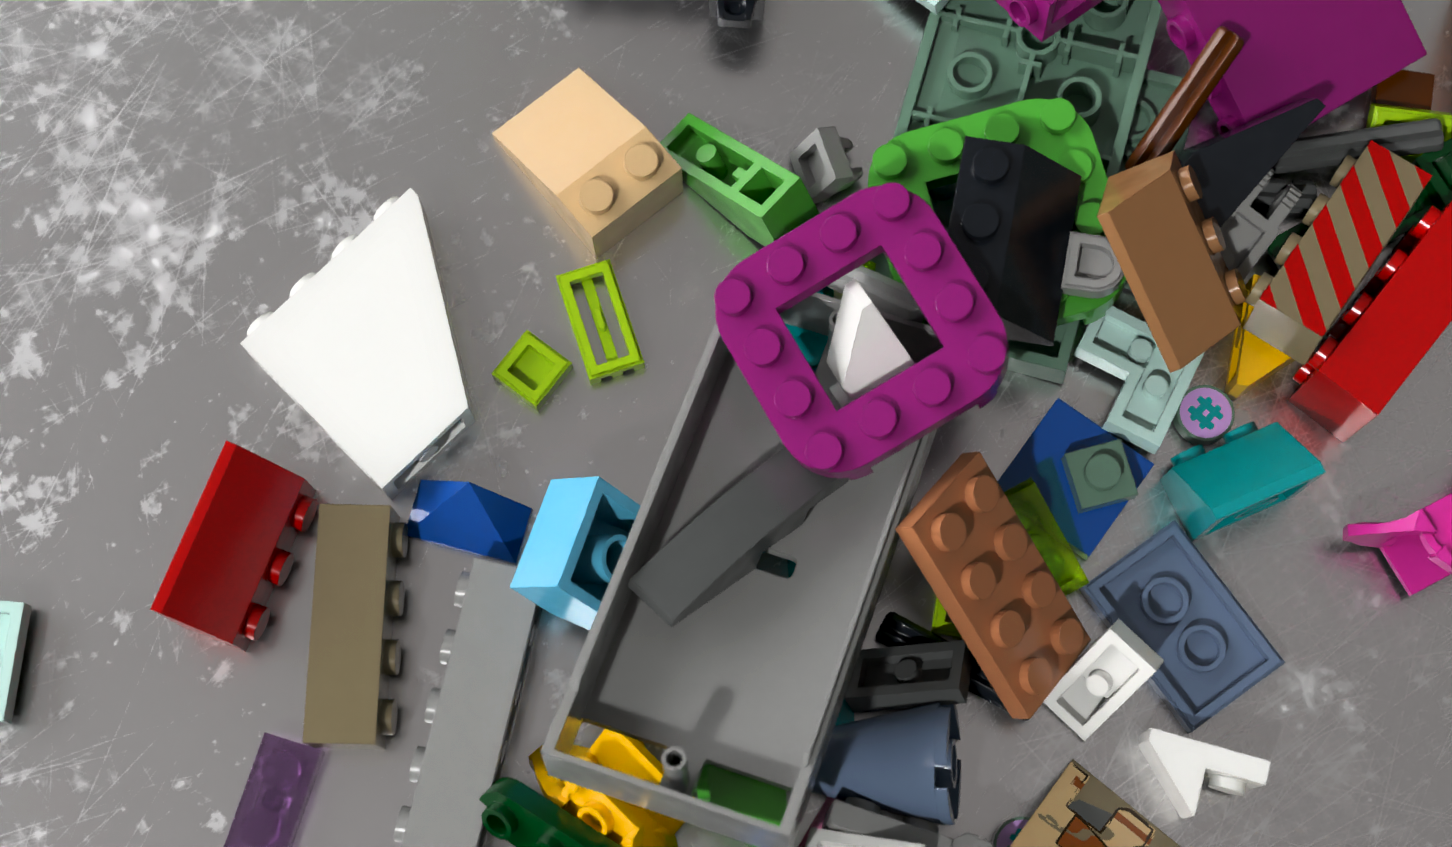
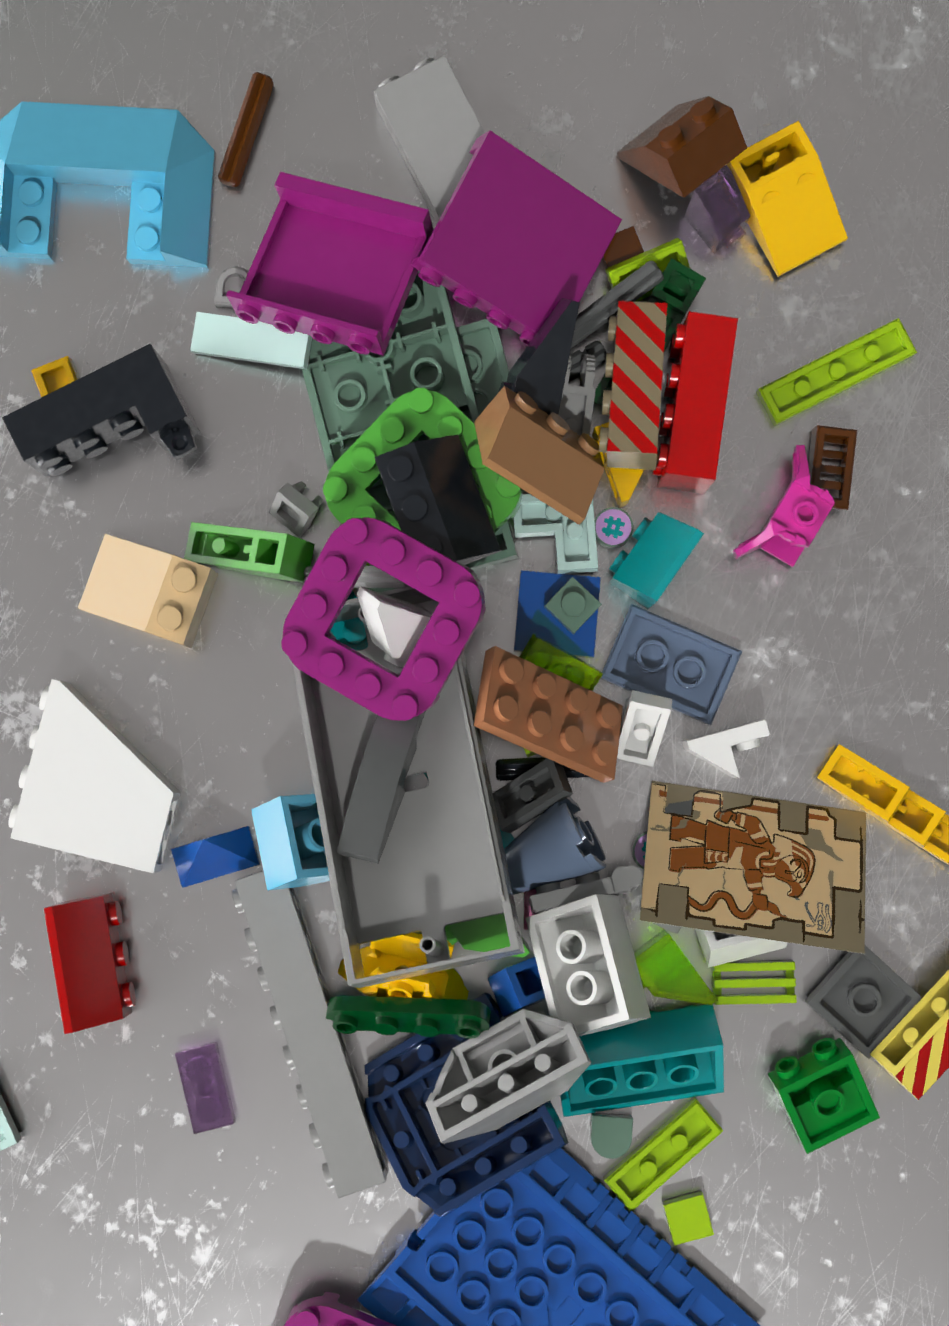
camera: 30 degrees left, 10 degrees up
(354, 627) = (187, 962): dark tan brick -> none
(532, 370) = (196, 742): lime tile -> none
(614, 365) = (244, 709): lime tile -> none
(1090, 267) = (494, 490): light grey tile -> none
(1188, 96) = (493, 342): reddish brown axle -> none

